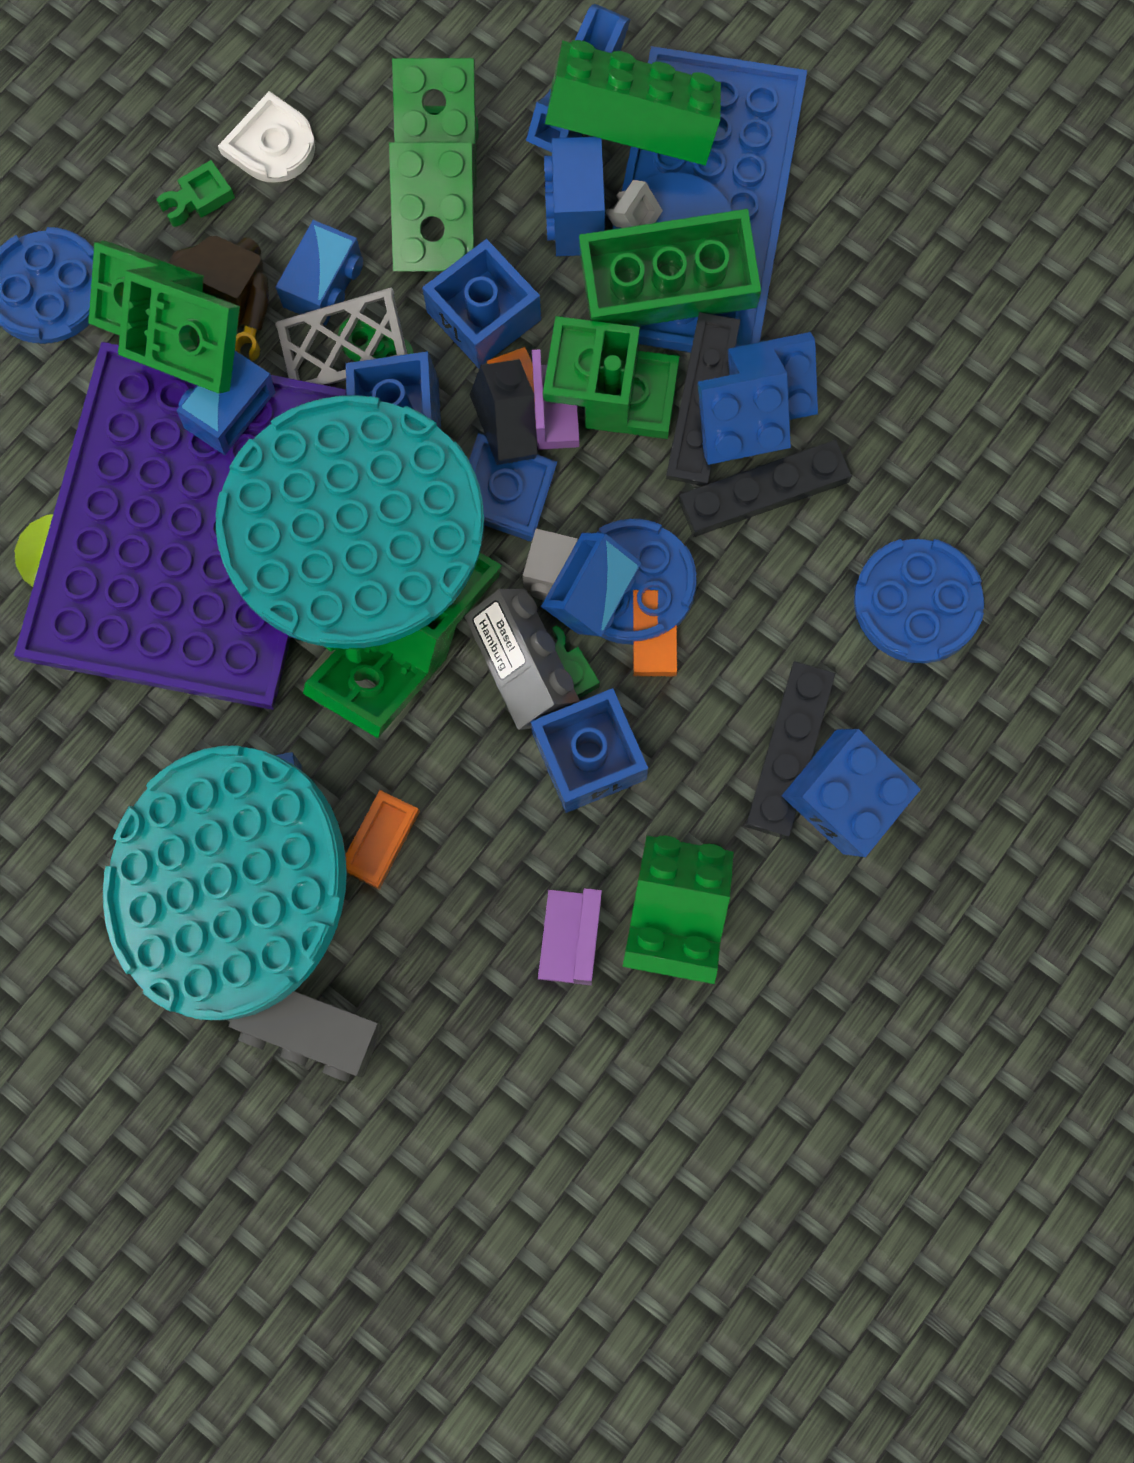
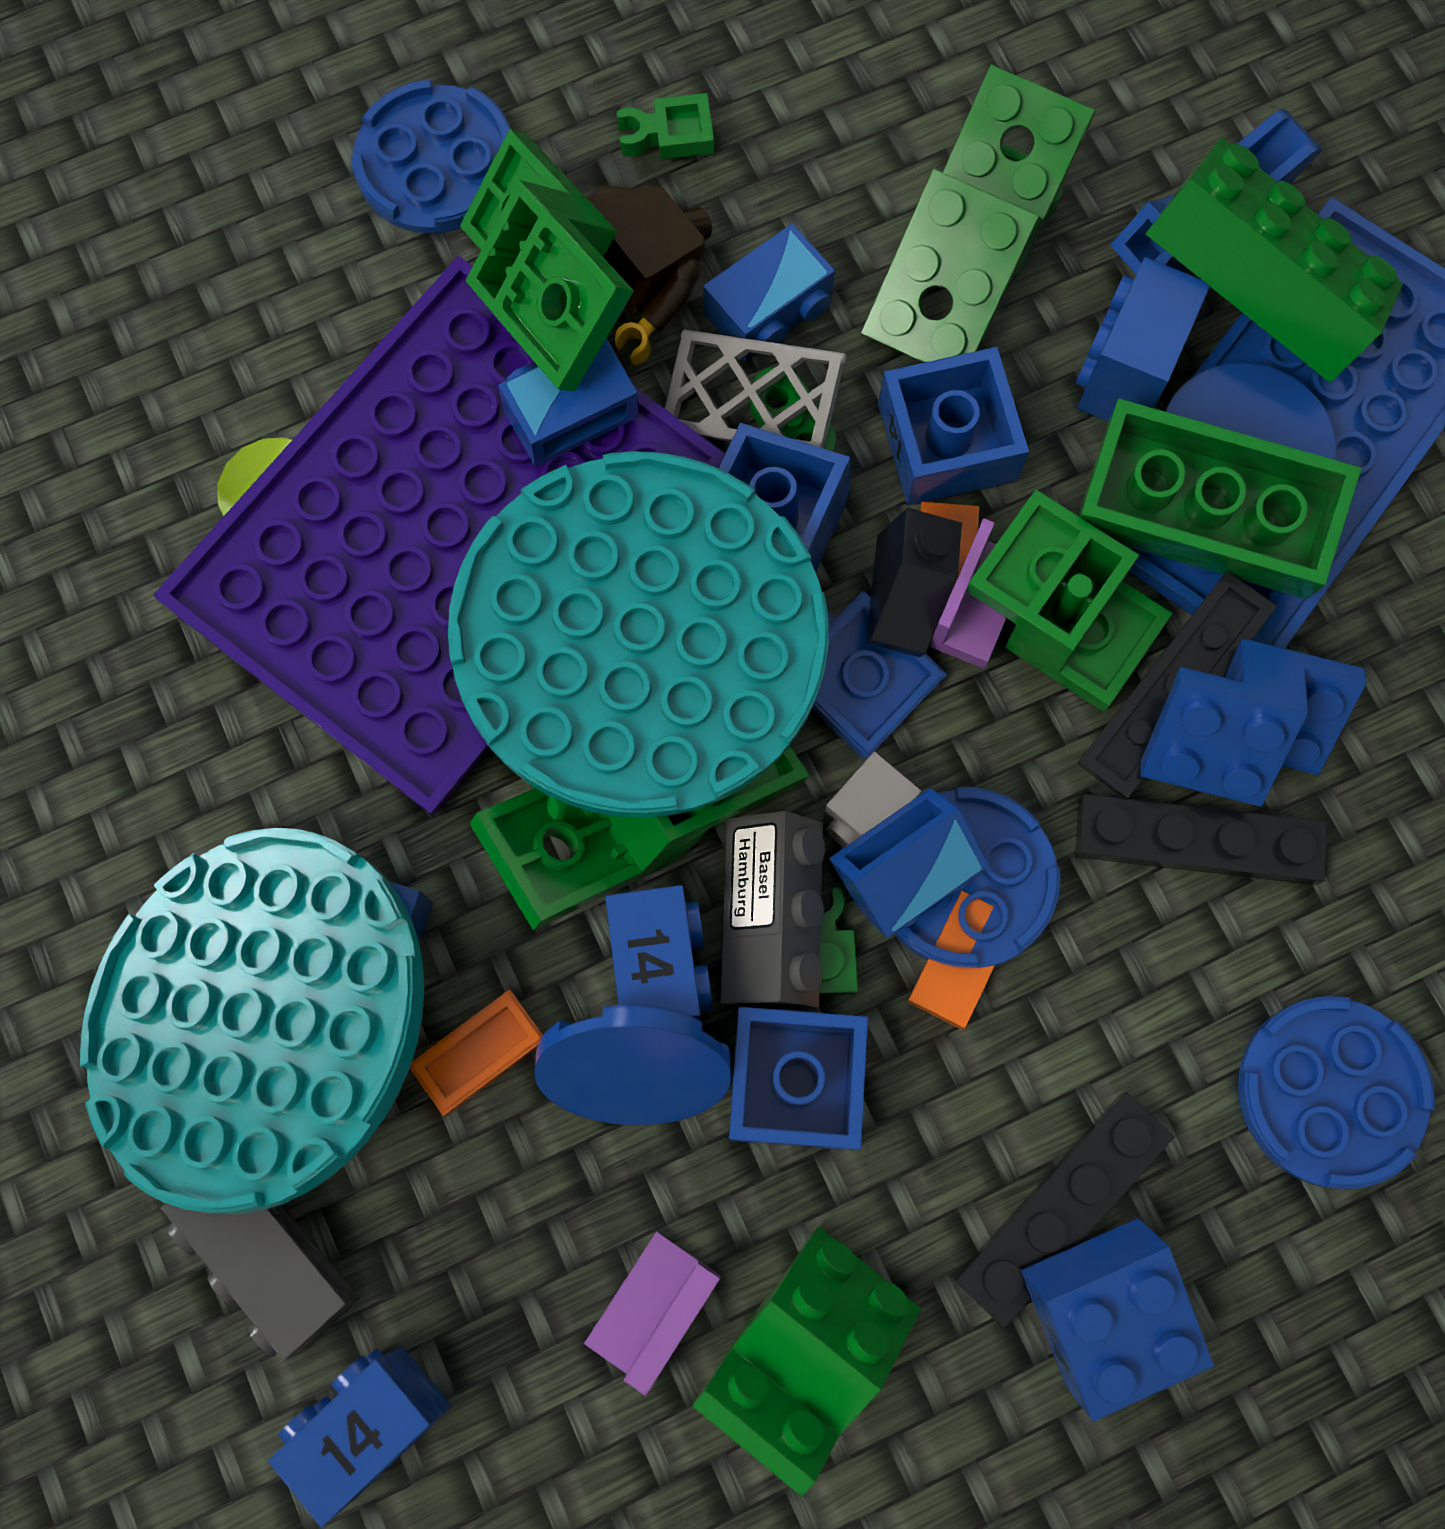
camera: 25 degrees right, 0 degrees up
(271, 141) = (793, 104): white tile -> none
(426, 1090) = (355, 1437): none -> blue brick
(465, 722) = (653, 950): none -> blue brick
(483, 790) = (633, 1066): none -> blue tile
(635, 206) = (1211, 394): light grey tile -> none

